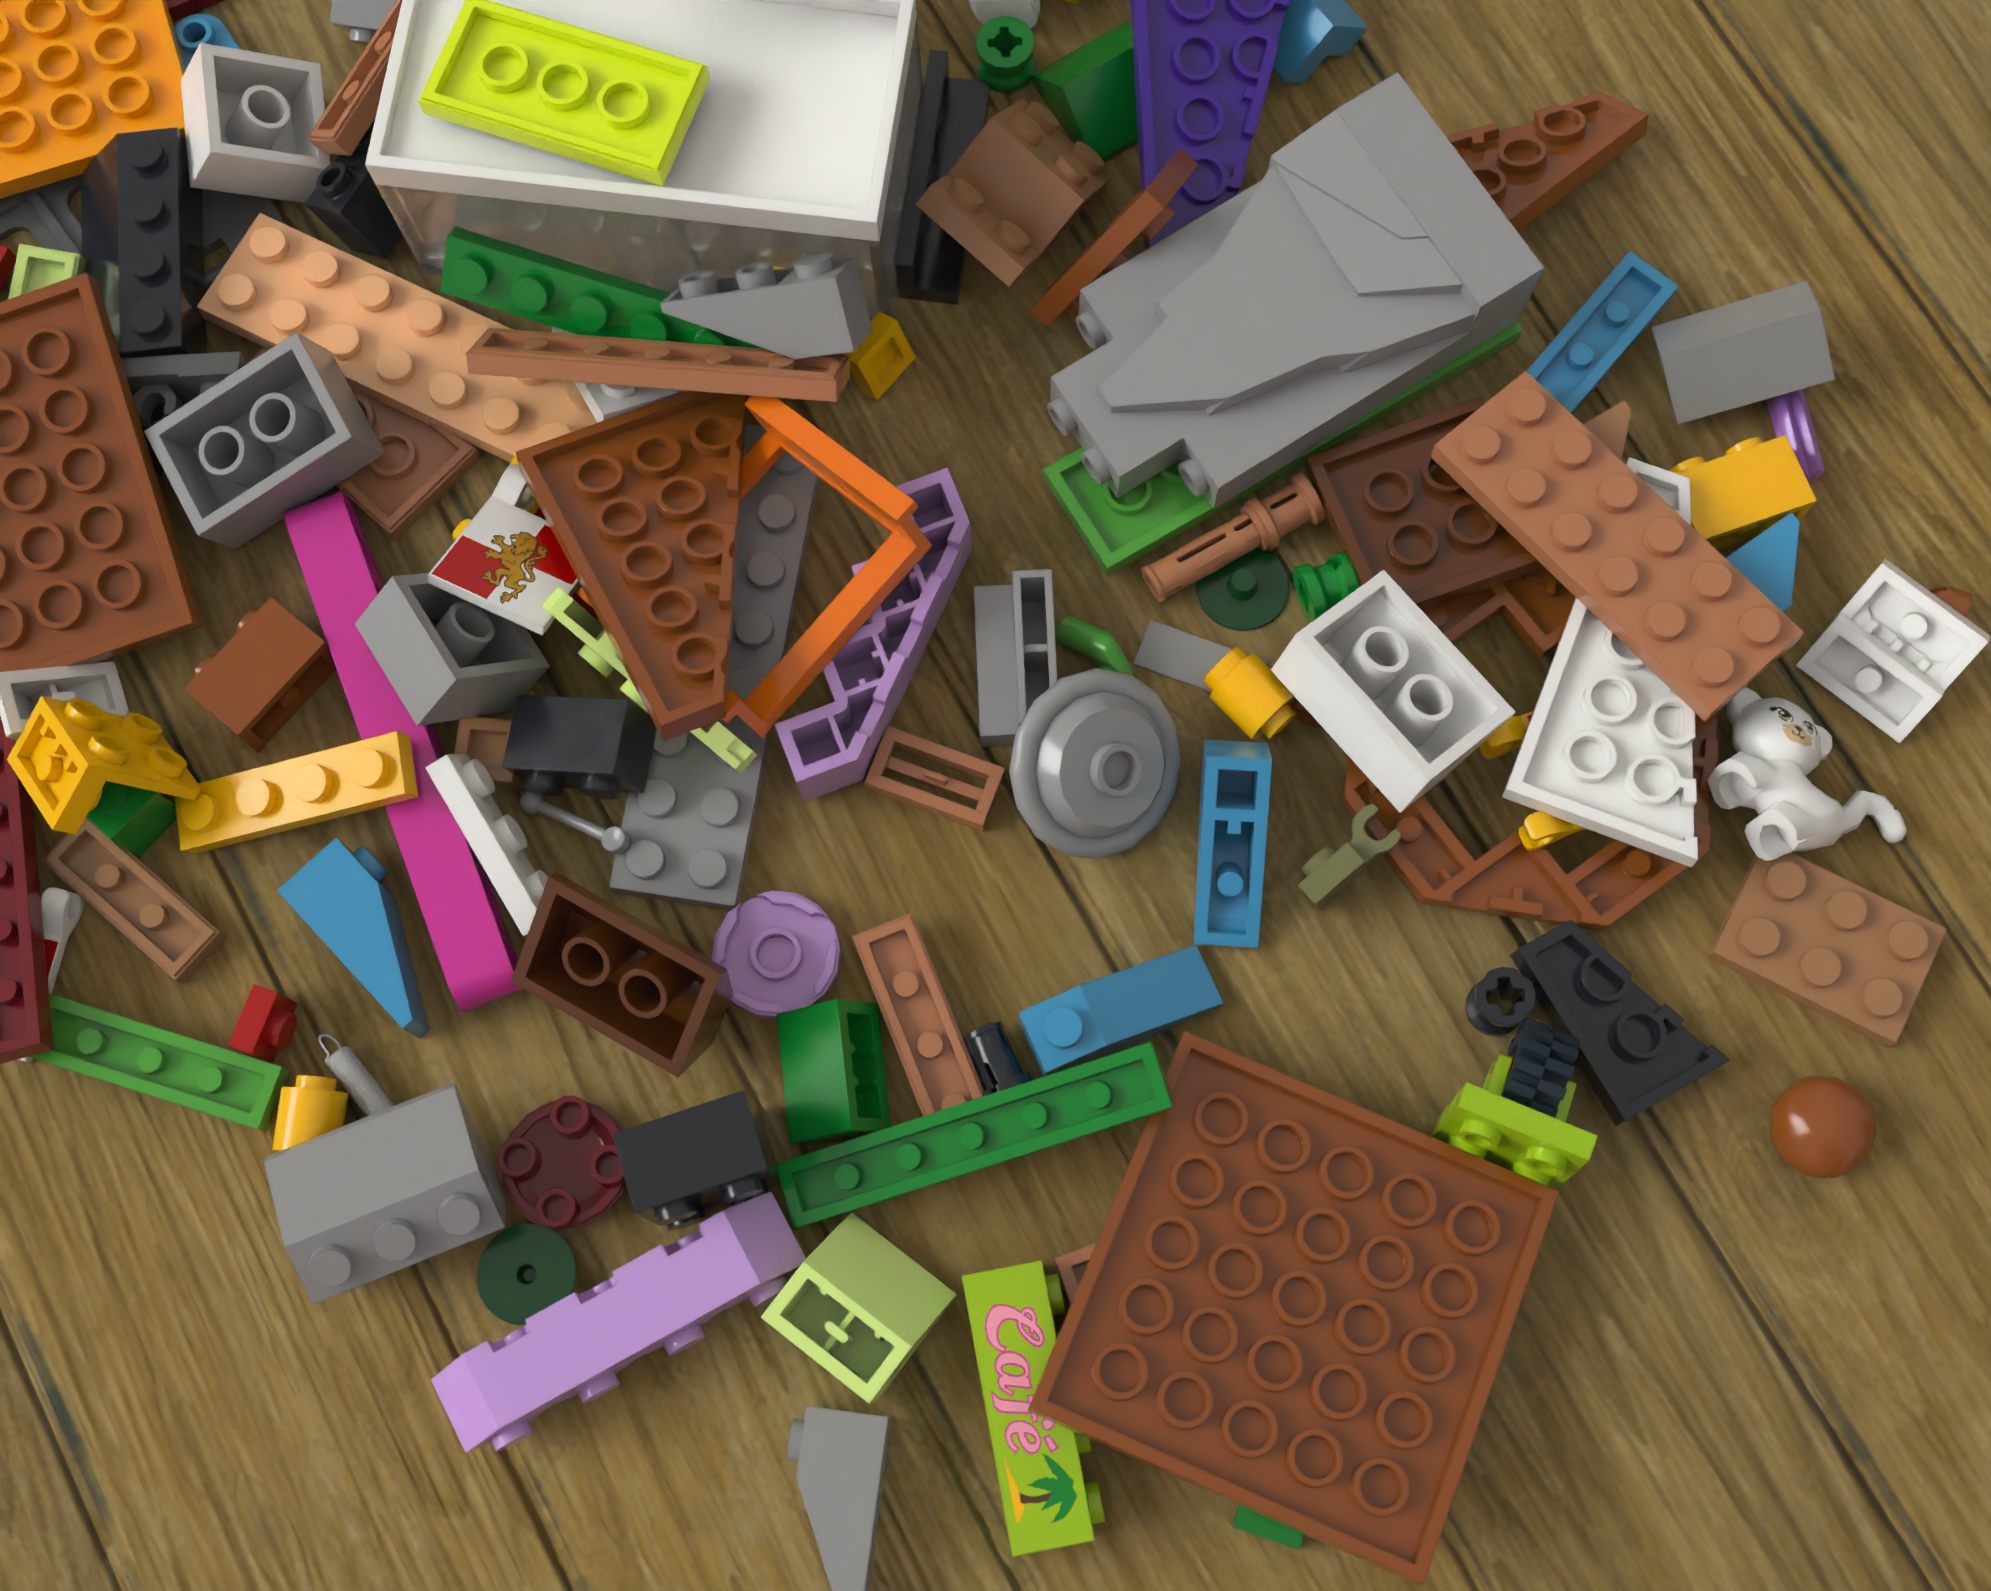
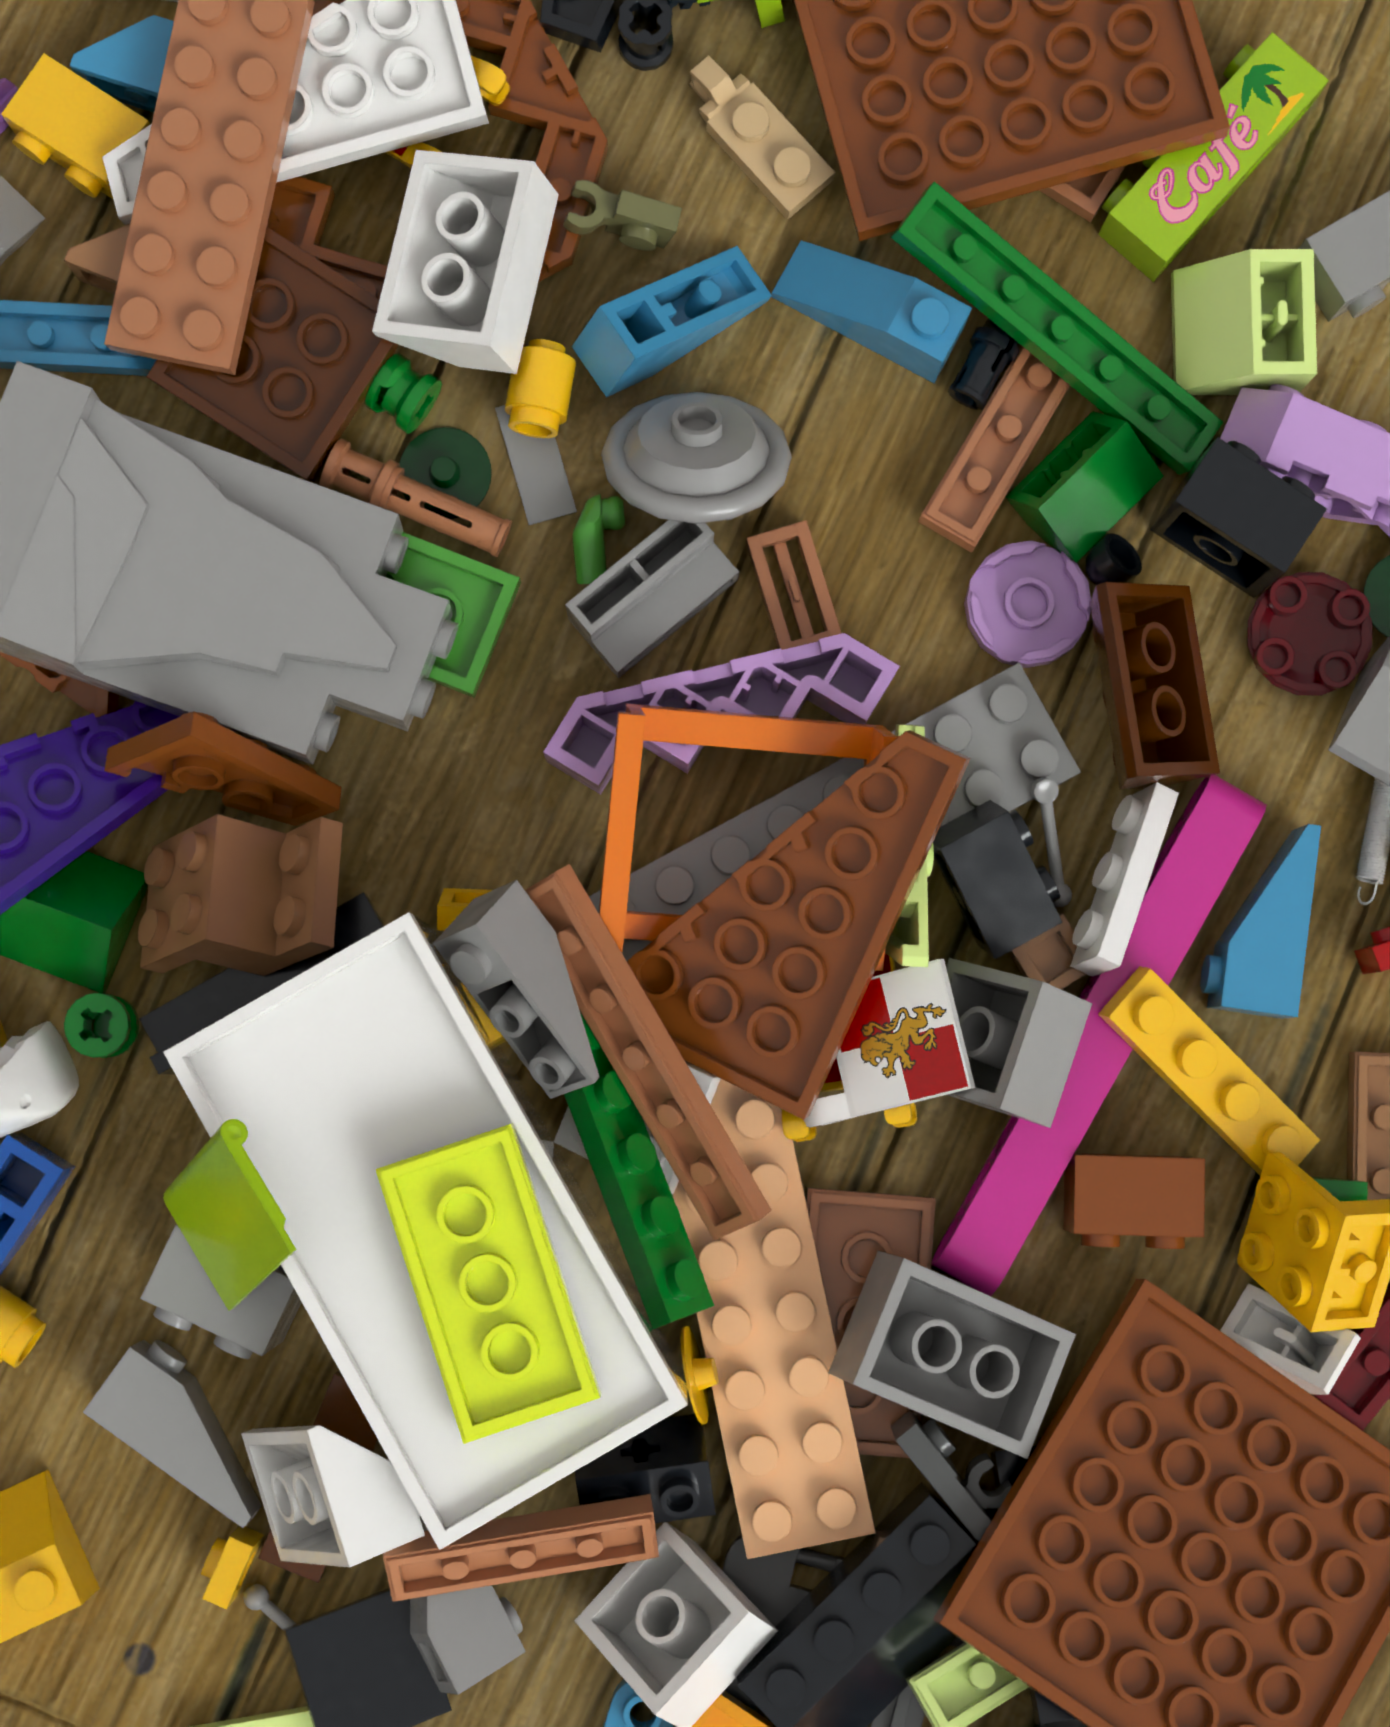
camera: 140 degrees left, 10 degrees up
(409, 263) = (699, 1374): none -> yellow piece
(752, 1046) = (1112, 561): none -> black hinge
(1337, 1033) = (759, 138): none -> tan hinge

